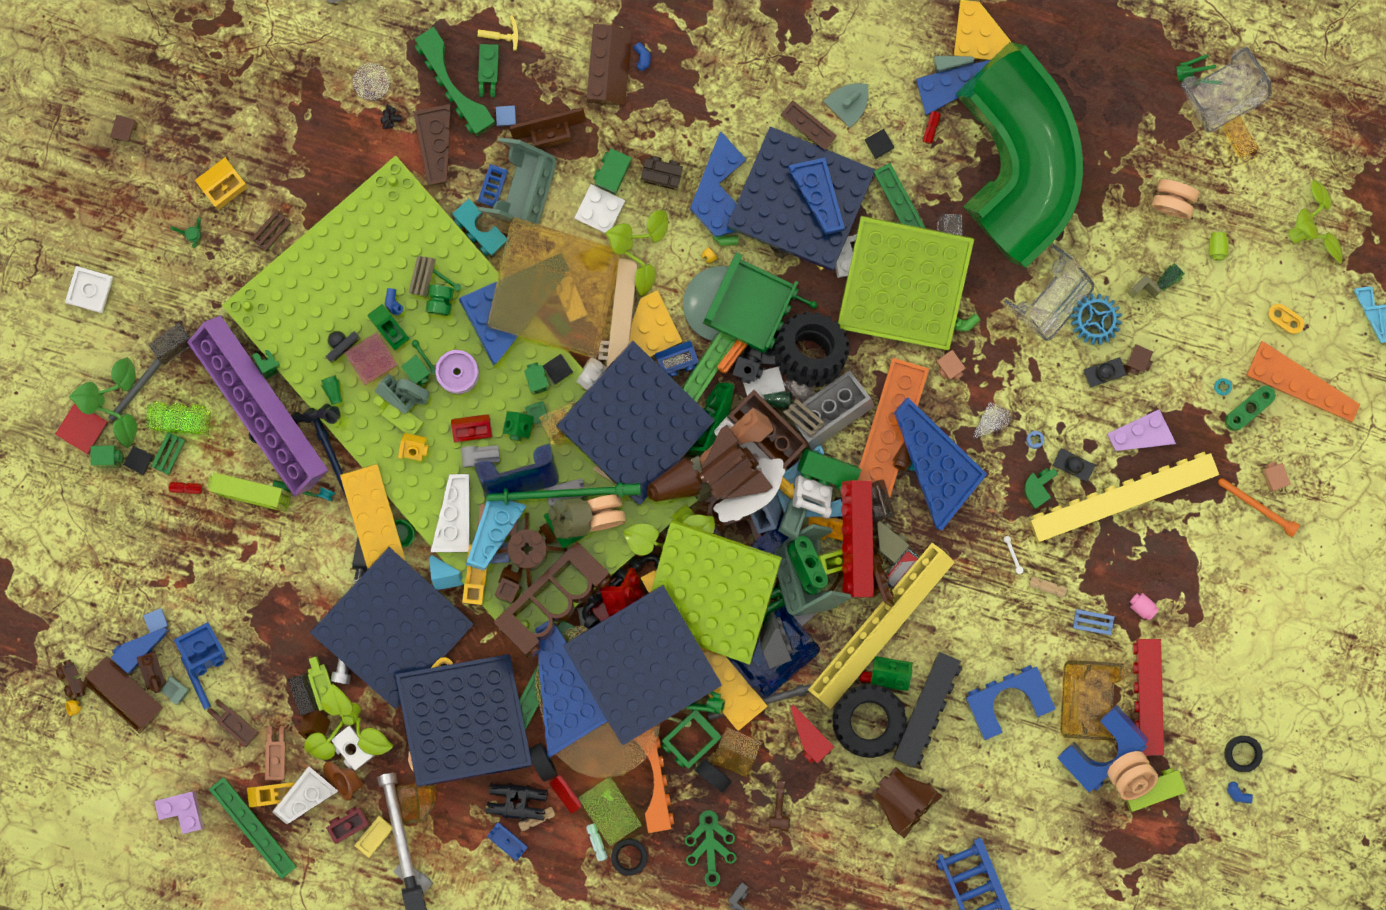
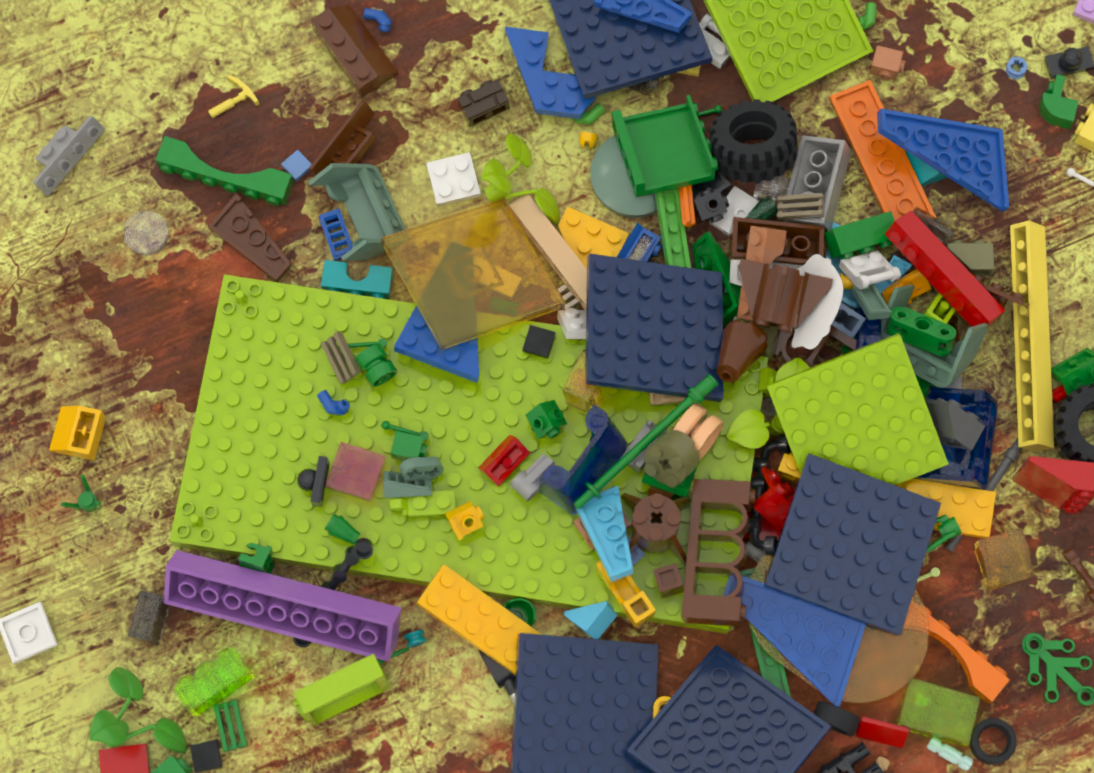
camera: 40 degrees left, 10 degrees down
(136, 388) = (148, 690): dark grey bar -> none
(180, 487) = (277, 741): red piece -> none
(260, 242) = (151, 442): reddish brown tile -> none
(322, 436) = (366, 587): dark blue bar -> none
(388, 327) = (347, 428): green slope -> none
(389, 117) = (189, 249): black plant -> none
(454, 518) = (561, 558): white wing -> none
(459, 383) = (448, 402): lavender wheel -> none
(488, 68) = (245, 137): green hinge -> none
(510, 575) = (657, 562): reddish brown tile -> none
(536, 378) = (528, 361): green brick -> none
(536, 410) = (553, 392): green tile -> none
(612, 171) = (437, 134): green brick -> none
(707, 727) = (954, 558): green window -> none
(713, 775) = (1003, 597): black tyre -> none
(901, 567) = (1003, 269): slope -> none
(902, 459) = (918, 171): reddish brown cone -> none
(992, 420) = (964, 80): clear slope -> none

